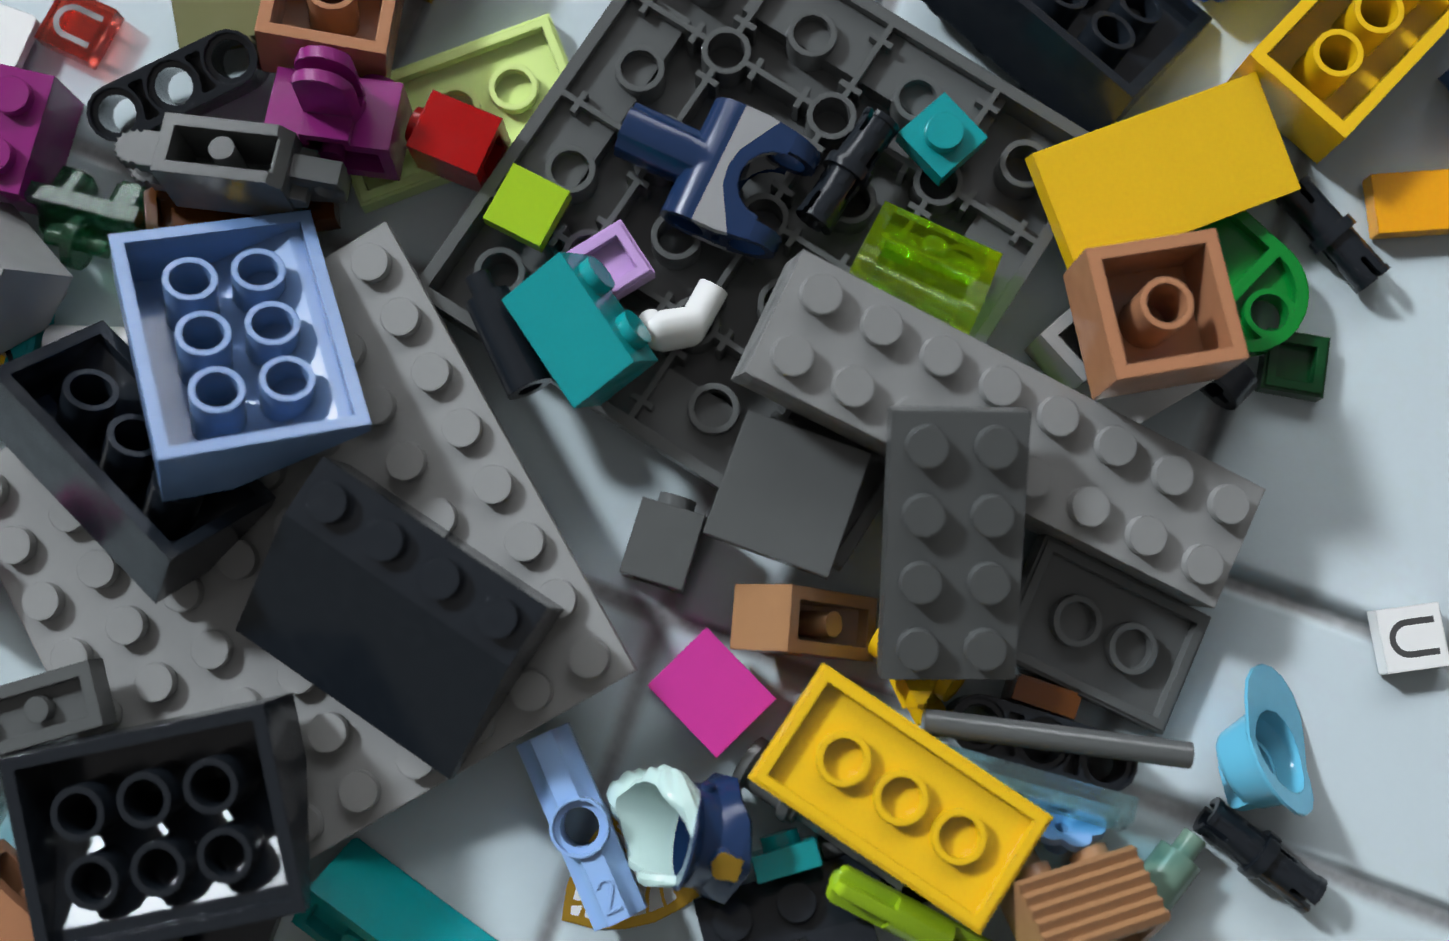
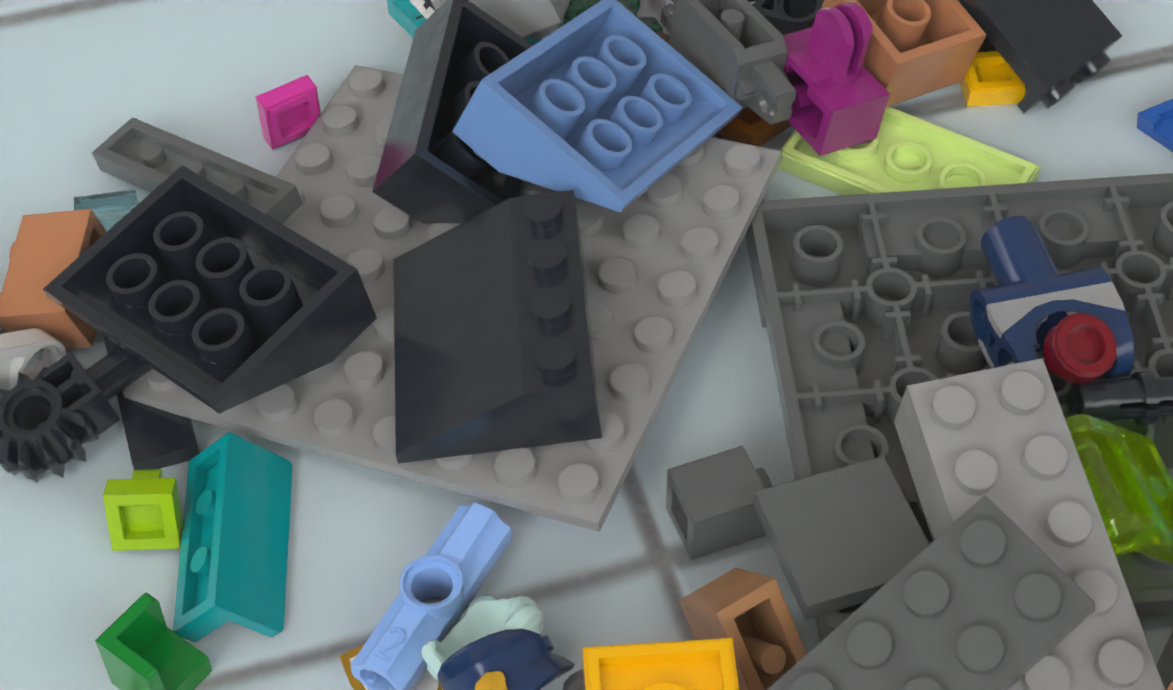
camera: 55 degrees right, 30 degrees down
(456, 140) = (884, 155): red brick -> none
(506, 345) = (772, 270): black cylinder -> none
(527, 207) = (883, 223): lime tile -> none
(581, 328) = (828, 299): teal brick -> none
(620, 256) = (898, 301): lavender tile -> none
(685, 325) = (896, 367): white arm -> none
(711, 692) = (629, 598): dark pink piece -> none
(788, 190) = (1079, 348): none -> dark red tile

